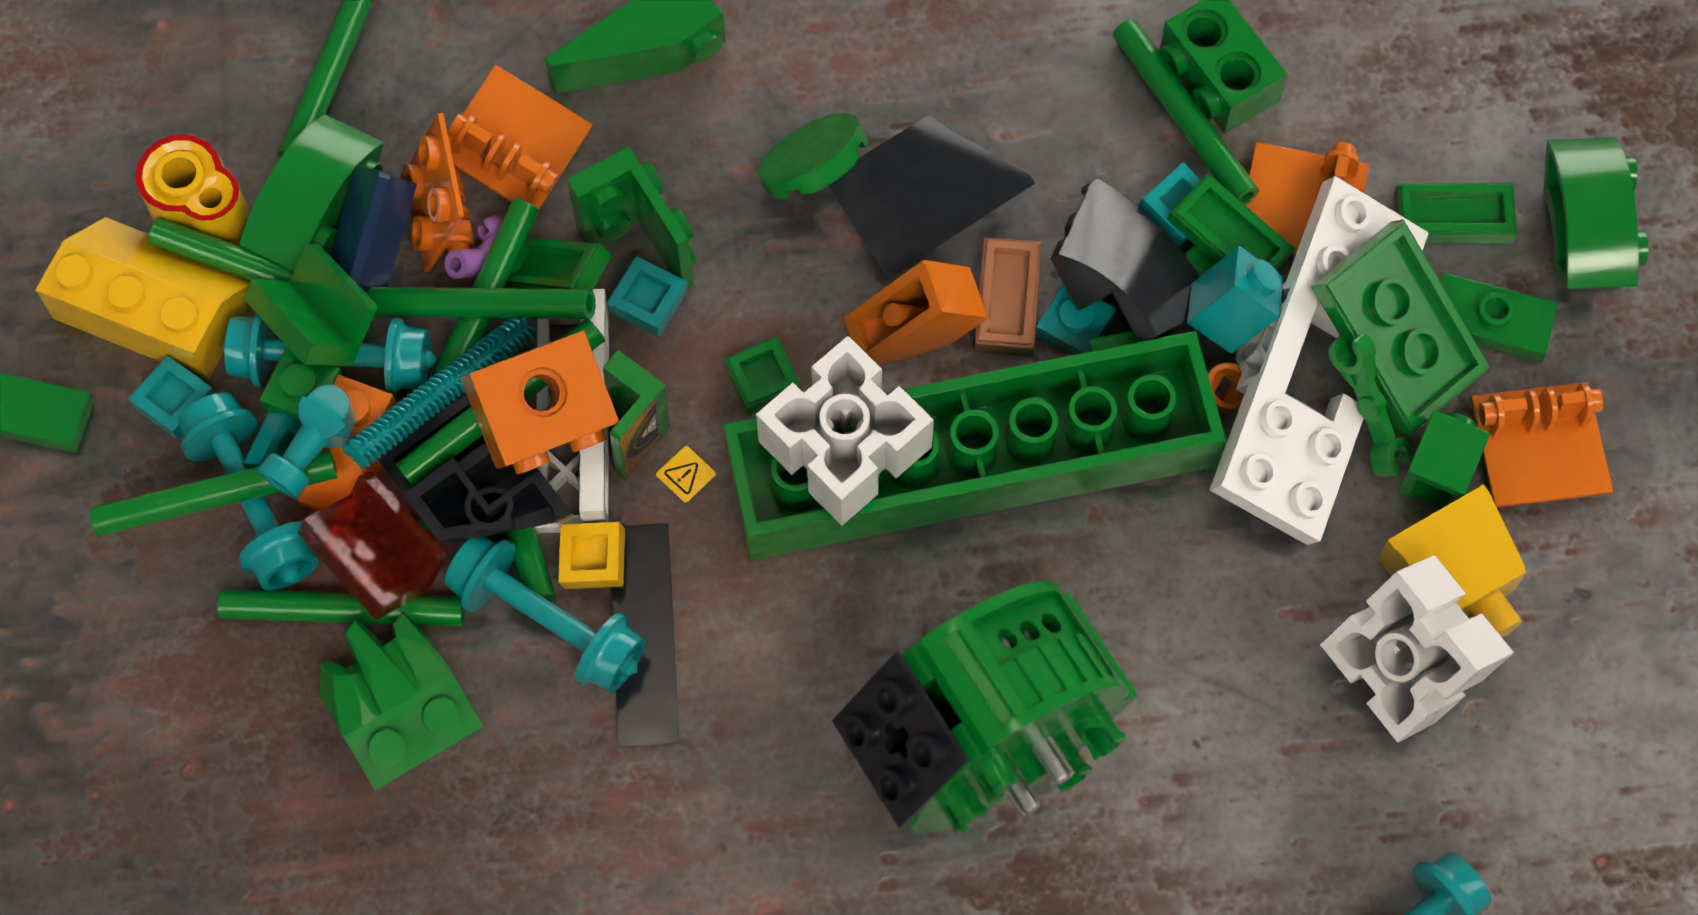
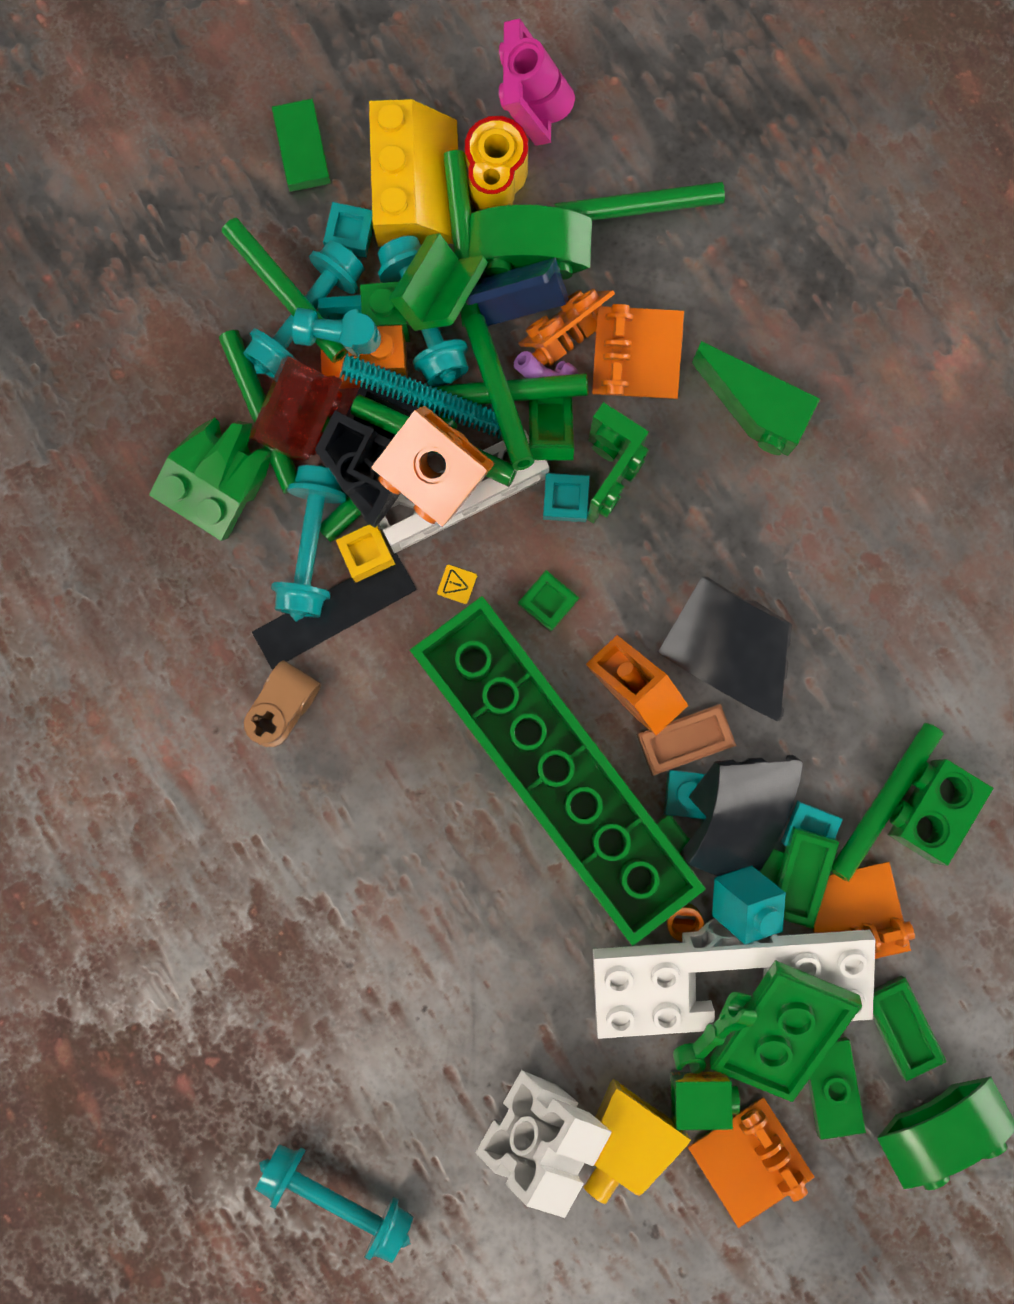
camera: 65 degrees right, 15 degrees up
(123, 95) = (532, 84): none -> dark pink plate
(642, 411) = (475, 539): green panel -> none
(730, 735) = (286, 697): none -> medium nougat piece
(812, 156) = (719, 559): green tile -> none
(844, 395) = (491, 656): white brick -> none
(987, 710) = (345, 875): green piece -> none

